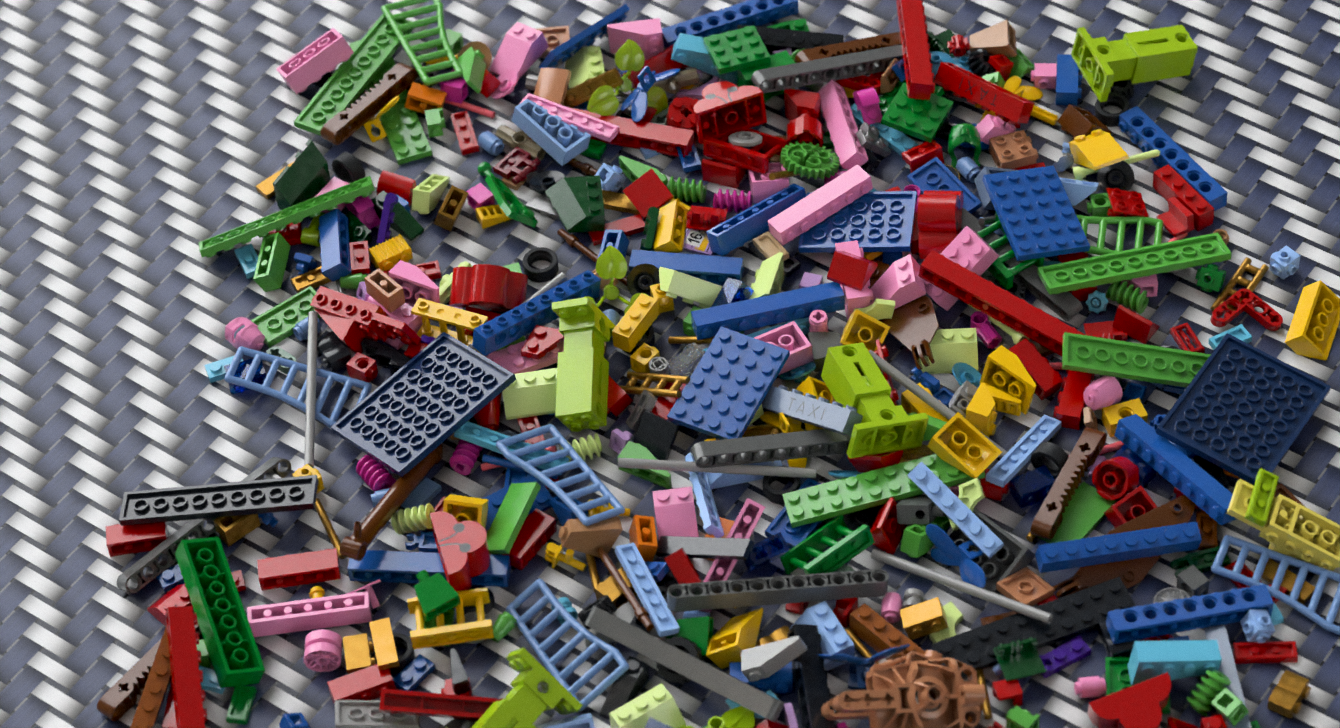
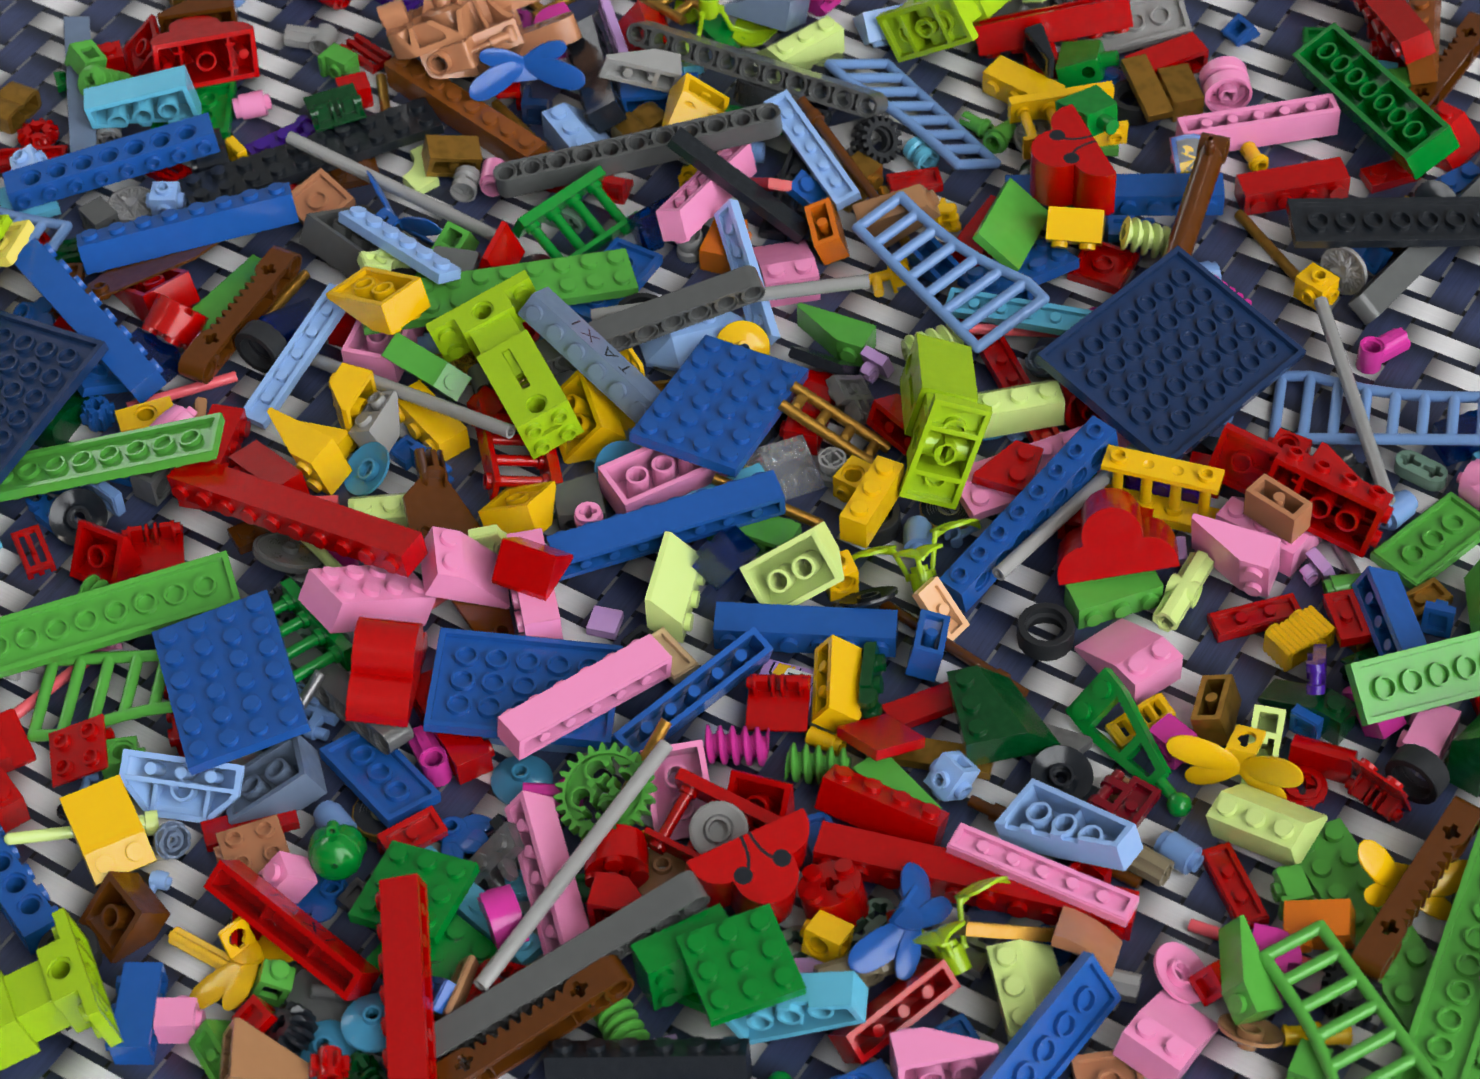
camera: 175 degrees right, 0 degrees up
(284, 435) = (1377, 350): none -> dark pink piece
(371, 161) = (1369, 784): none -> red hinge
(410, 172) = (1315, 786): none -> red gear
(425, 676) = (1084, 62): none -> green torso
(439, 147) = (1264, 823): none -> yellowish green slope
(461, 177) = (1218, 764): none -> yellow piece
(480, 668) = (1008, 79): none -> yellow brick
(492, 243) = (1136, 655): none -> bright pink slope
(514, 636) = (976, 124): none -> bright green pin
(577, 594) = (928, 177): none -> red tile
(661, 160) = (878, 807): none -> red brick
(689, 89) = (826, 937): none -> yellow brick
(824, 112) = (572, 866): none -> light grey piece
(892, 165) = (467, 836): none -> blue plate
(1095, 638) = (234, 148): none -> yellow tile
(1143, 591) = (165, 196): none -> light blue brick
(1265, 681) = (47, 138): none -> red gear

